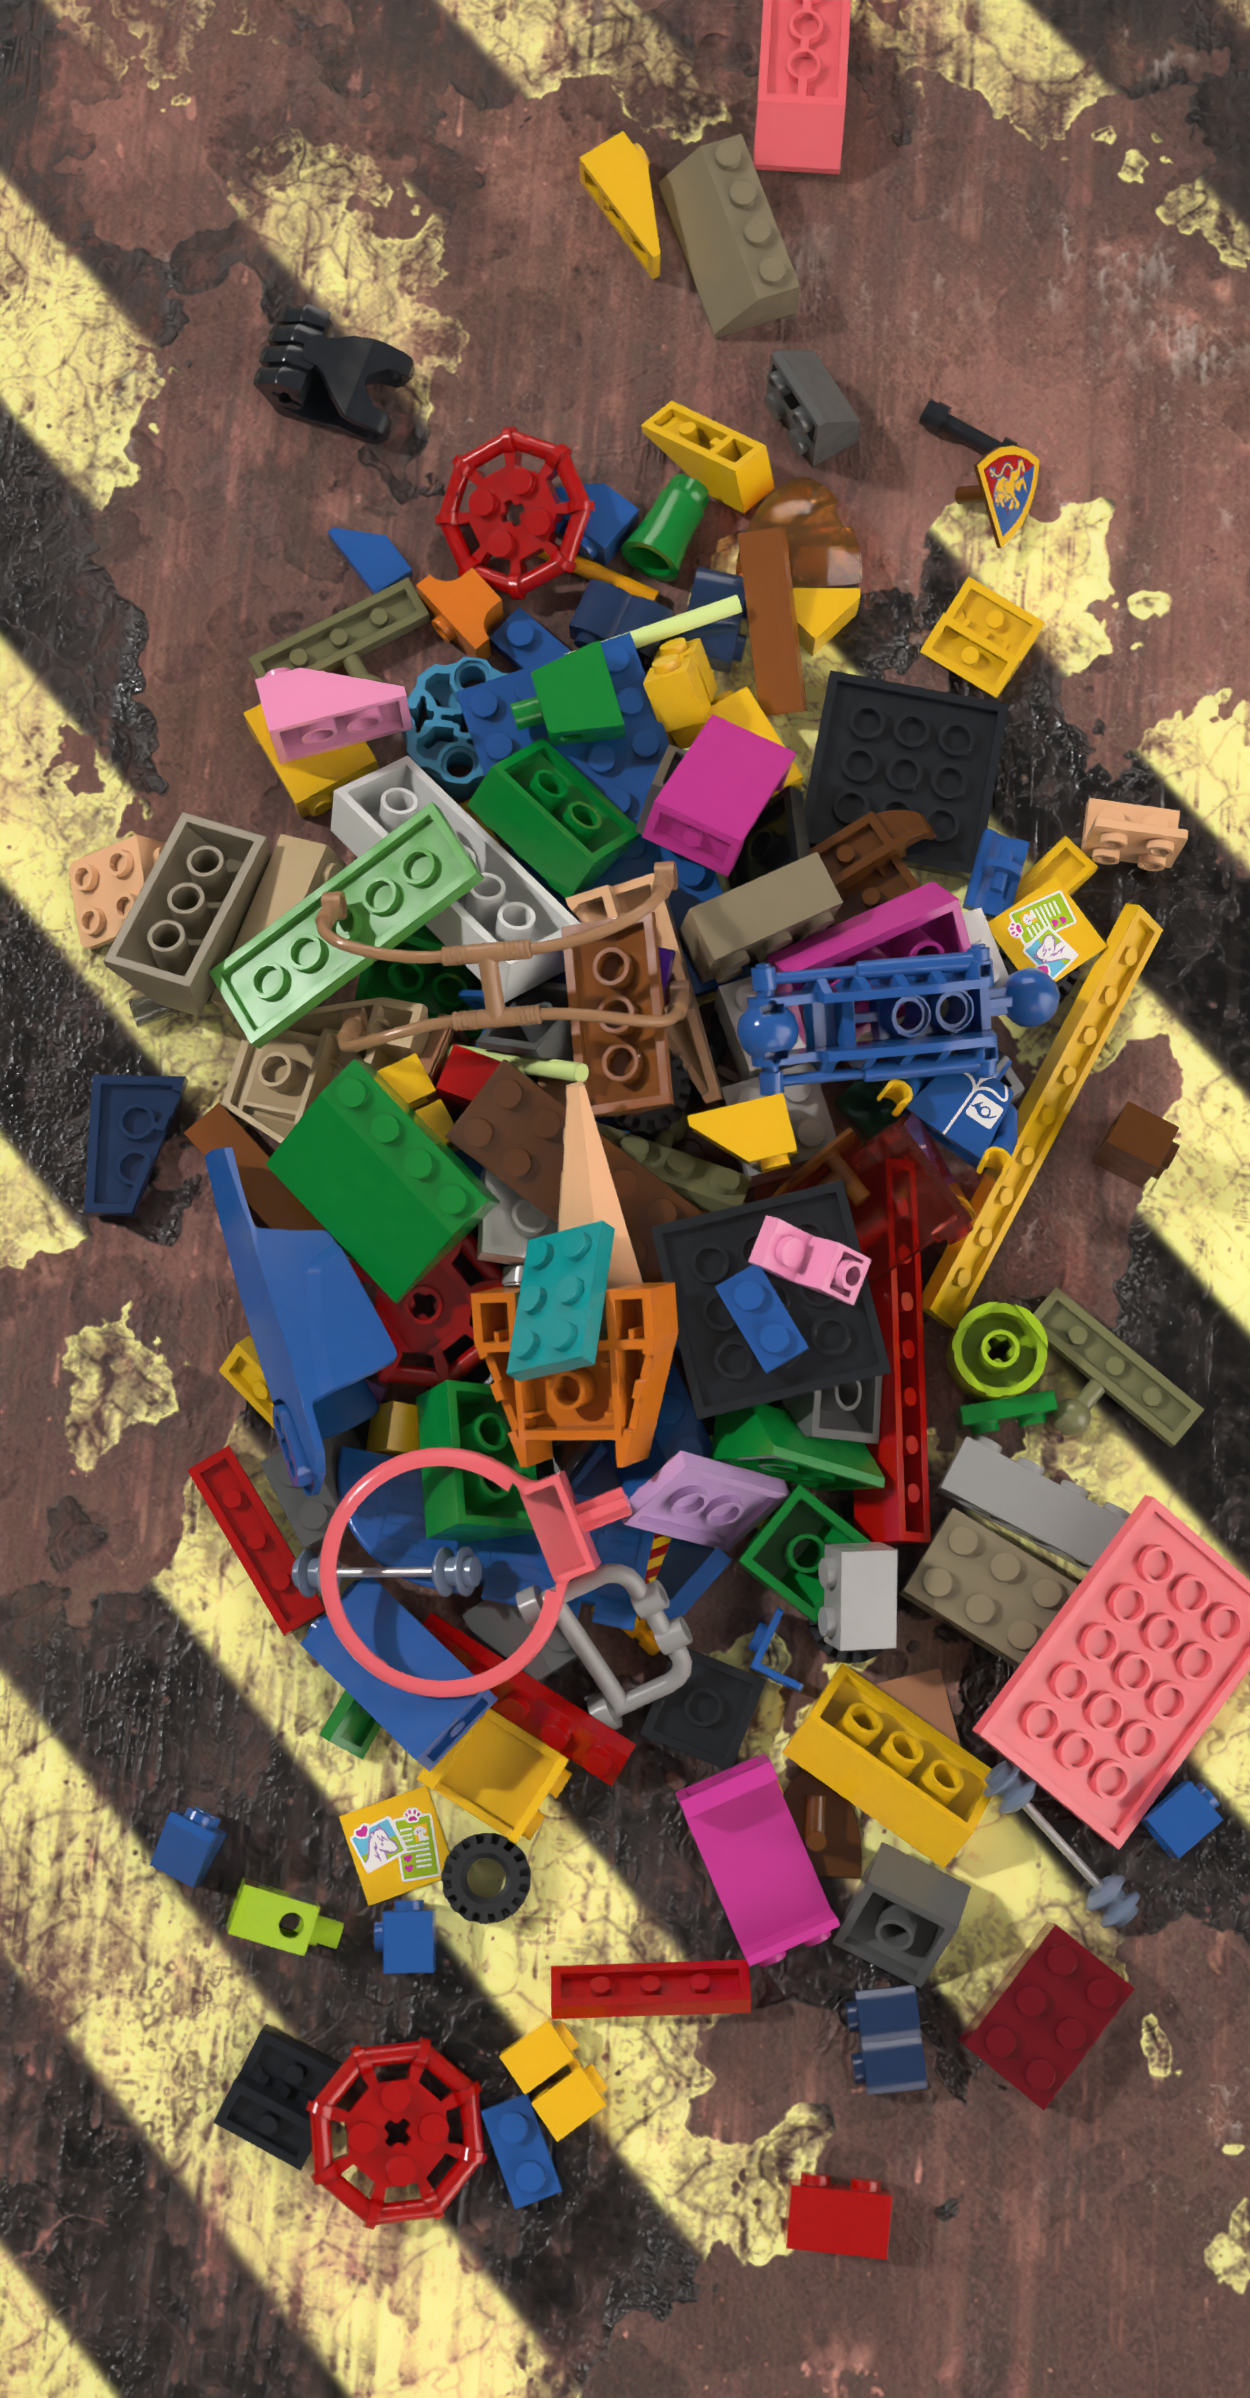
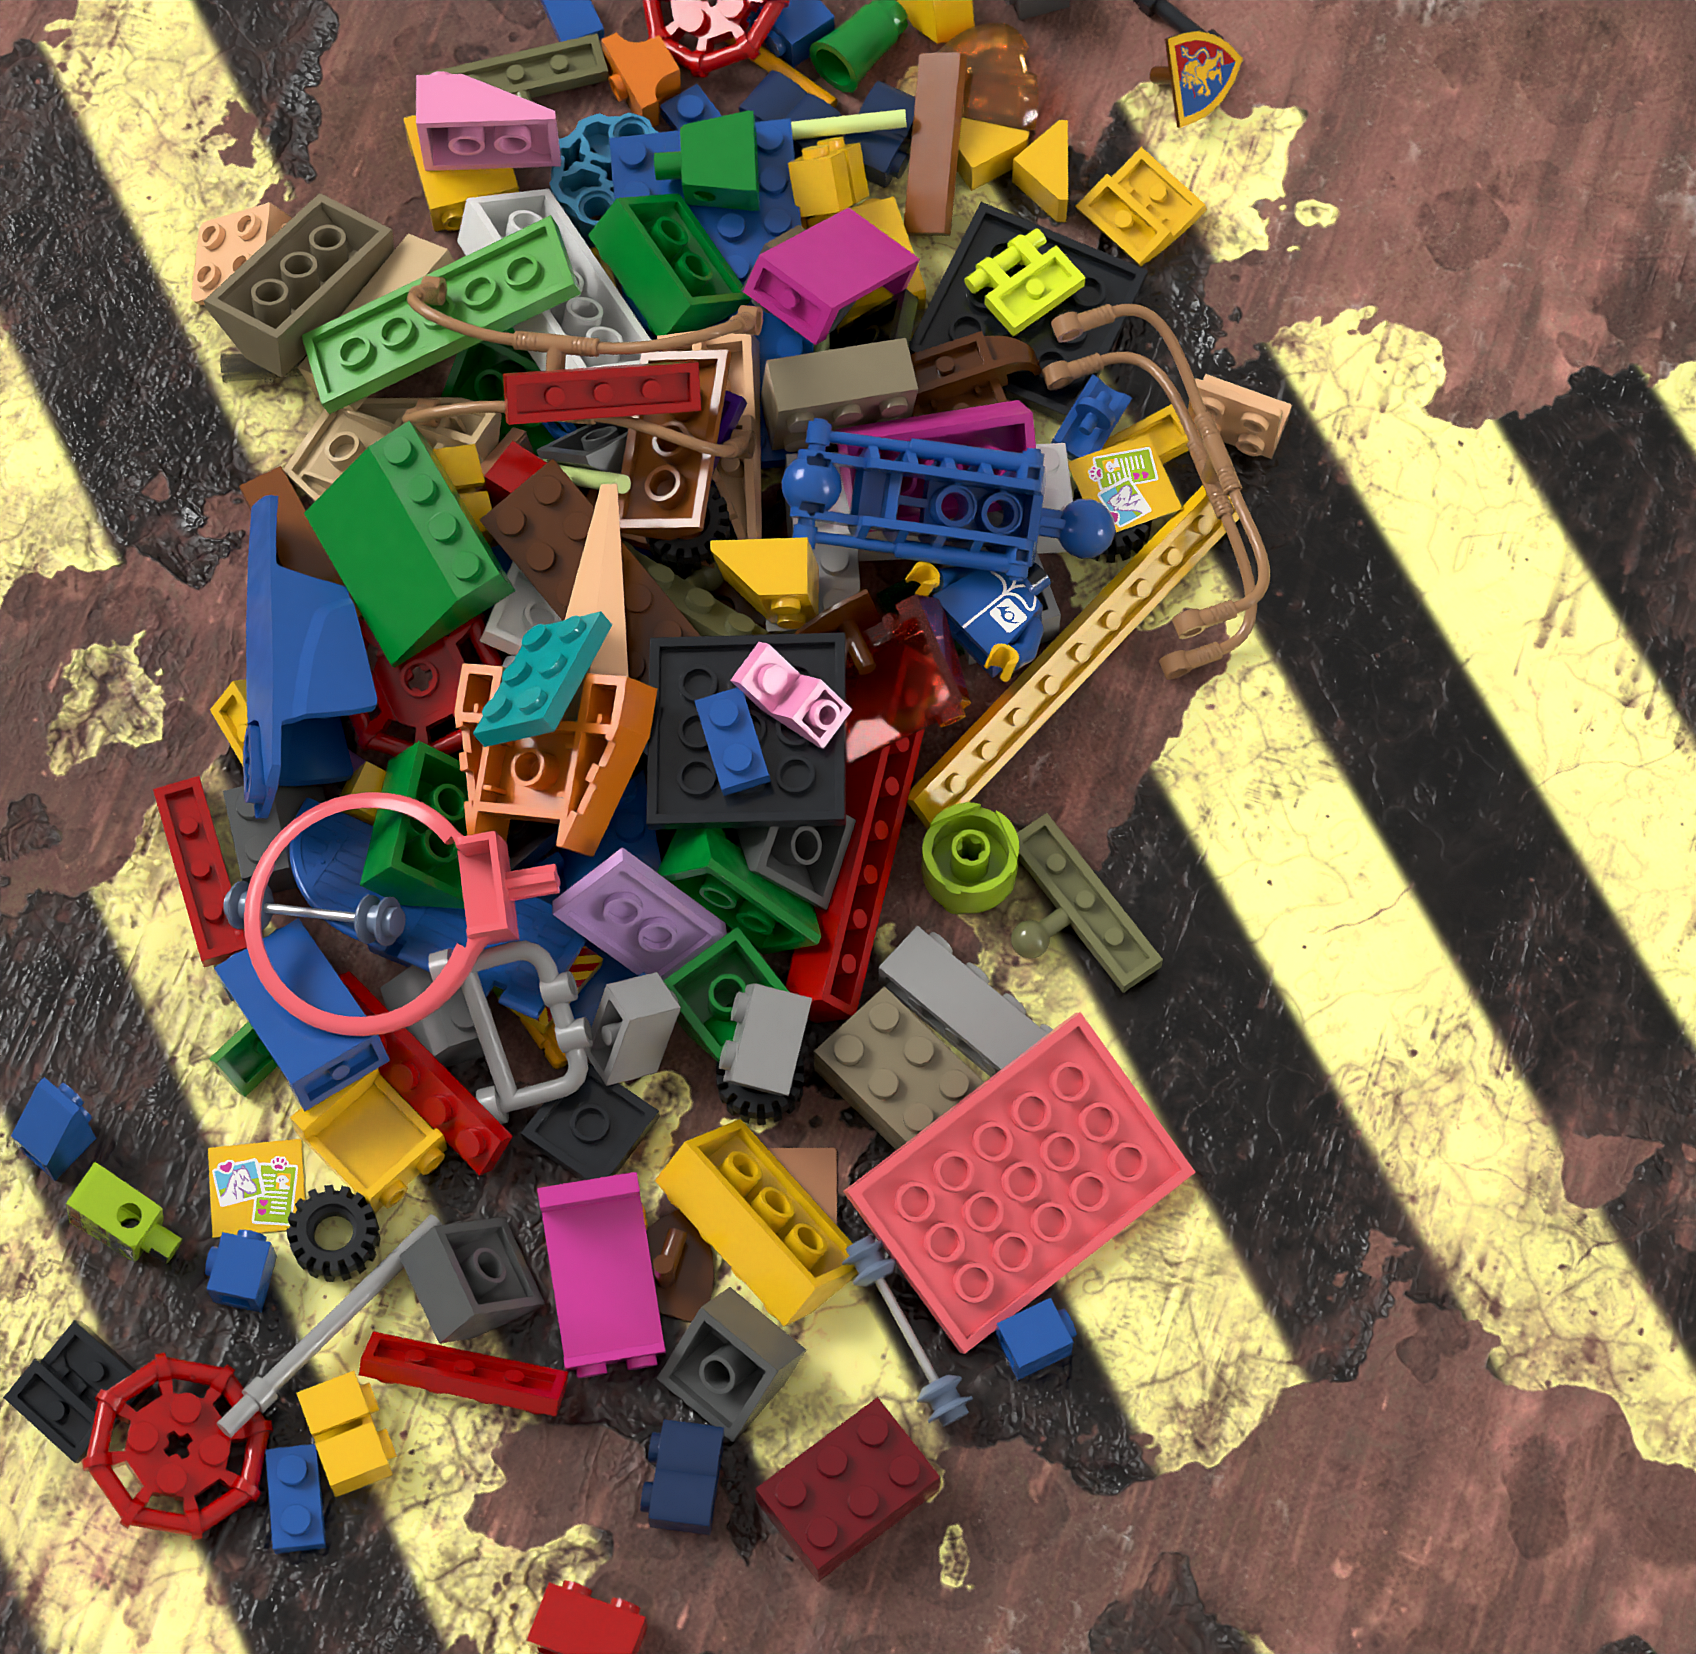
camera: 15 degrees right, 10 degrees down
(125, 1138) = (182, 478): dark blue wing -> none
(464, 2062) = (262, 1391): none -> light grey bar
(545, 994) = (602, 392): none -> red plate
(632, 1892) = (470, 1278): none -> dark grey slope
(725, 1609) = (632, 1028): none -> light grey brick
(759, 1644) = (663, 1078): blue bracket -> none
(884, 624) = (1043, 171): none -> yellow slope
(907, 755) = (1033, 290): none -> neon yellow plate
(980, 811) = (1211, 464): none -> medium nougat bar
(1025, 1409) = (984, 919): green plate -> none
(1137, 1145) = (1159, 695): reddish brown brick -> none

